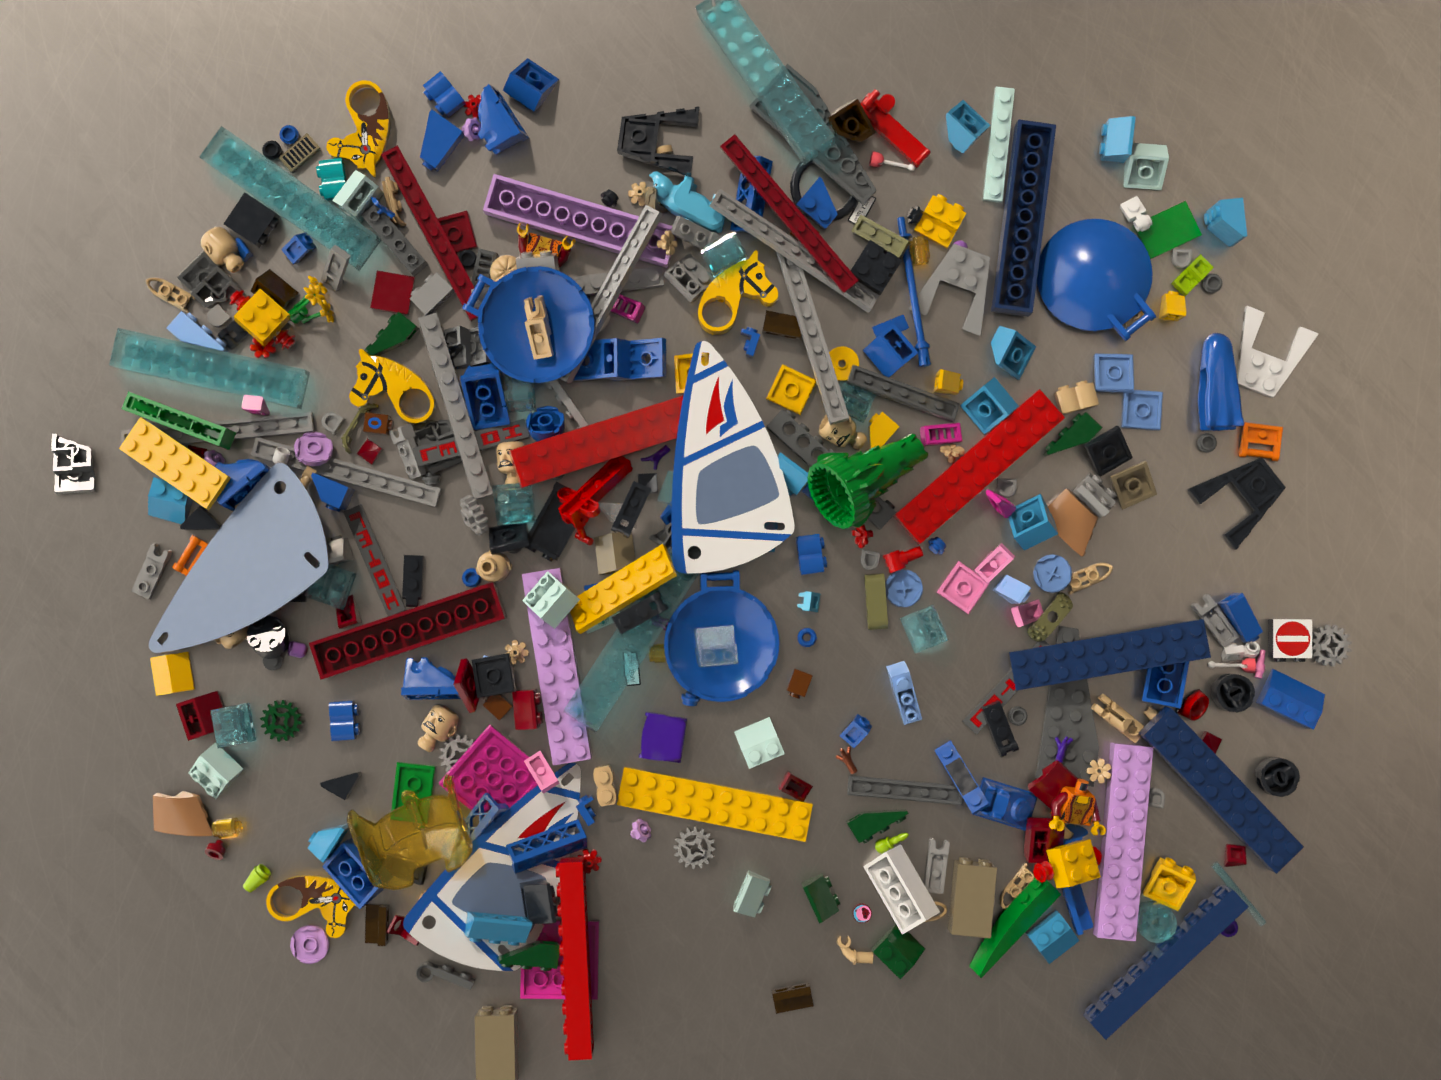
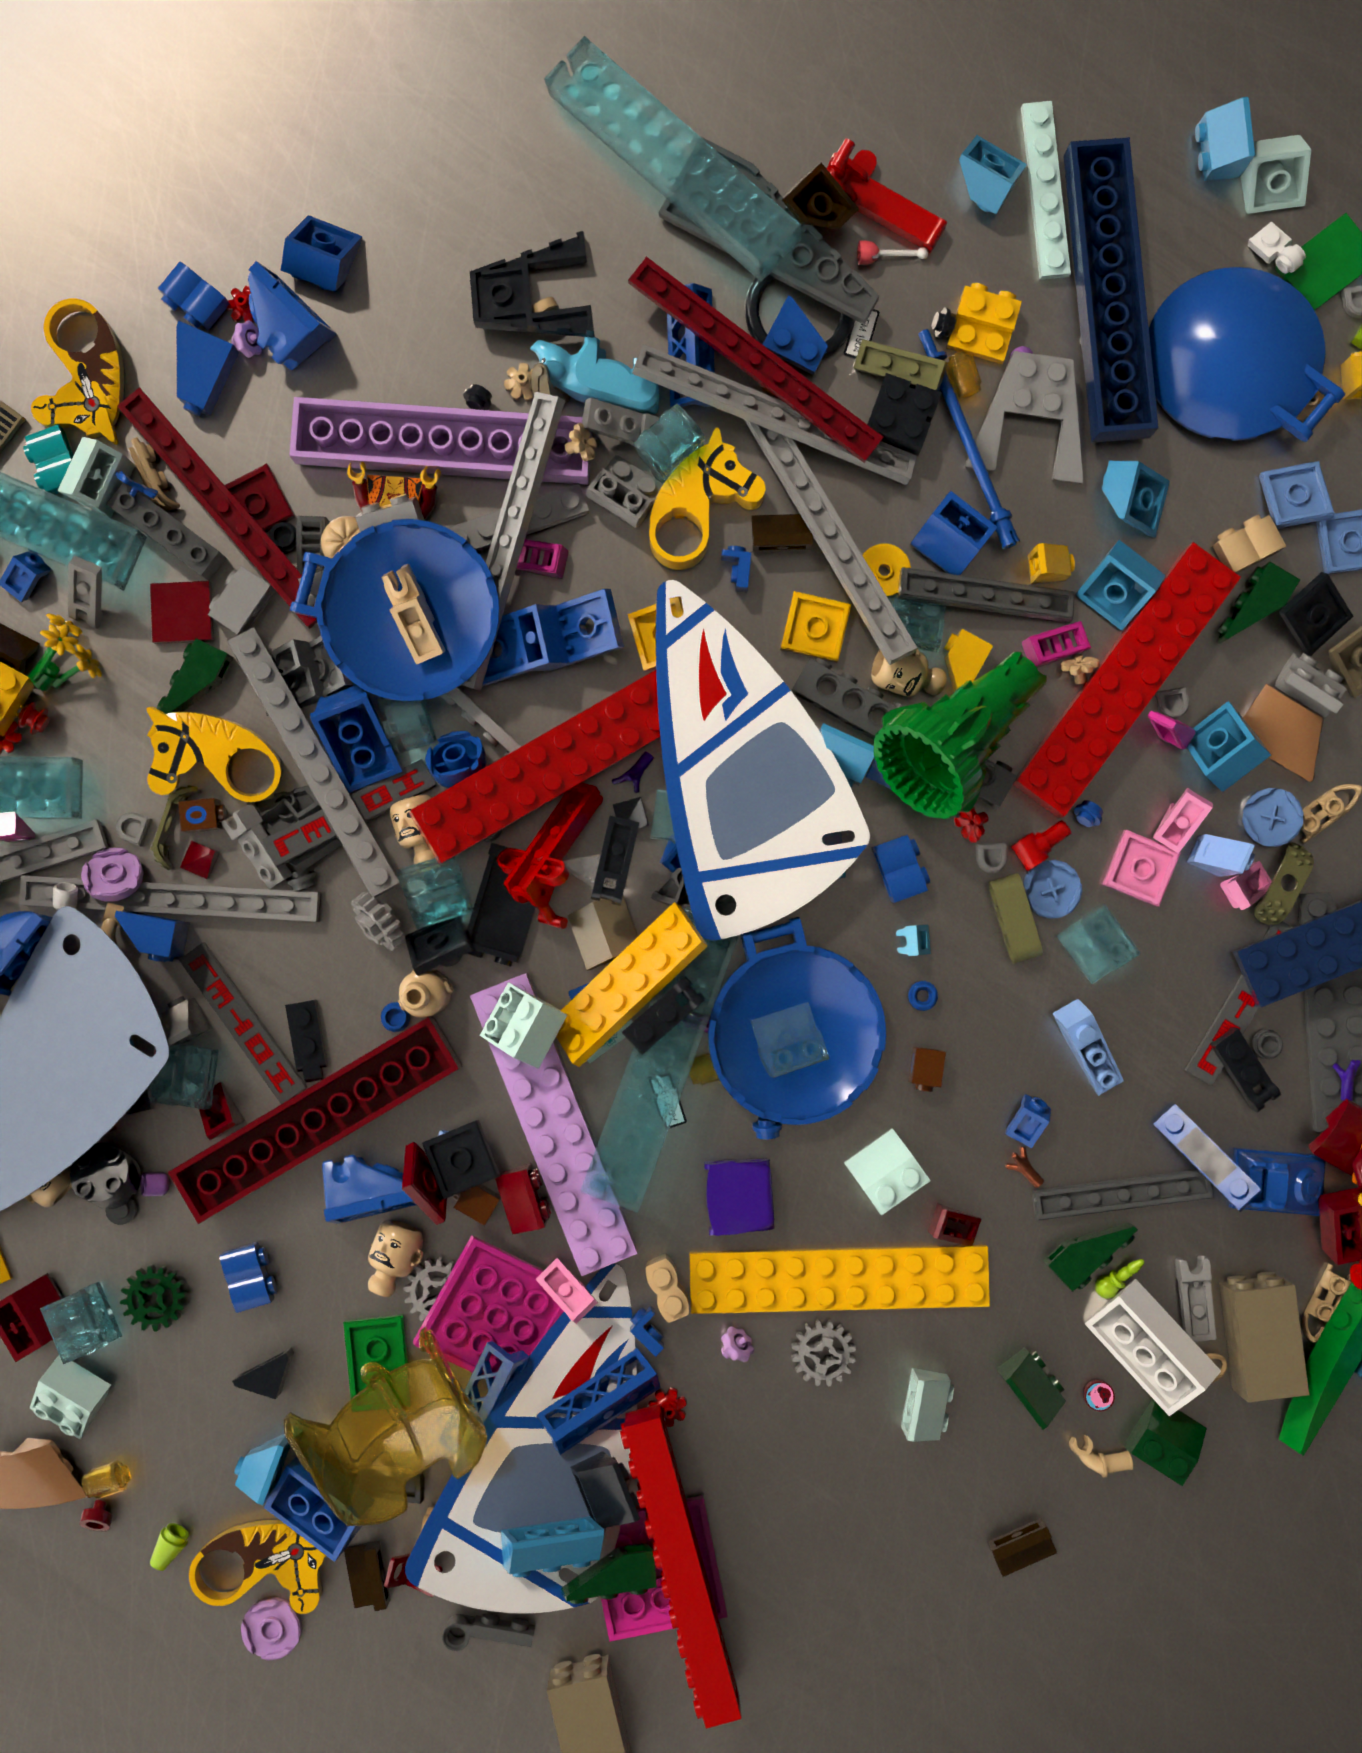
camera: 10 degrees left, 0 degrees up
(520, 651) = (494, 1114): tan plant -> none
(899, 321) = (929, 505): blue sticker -> none

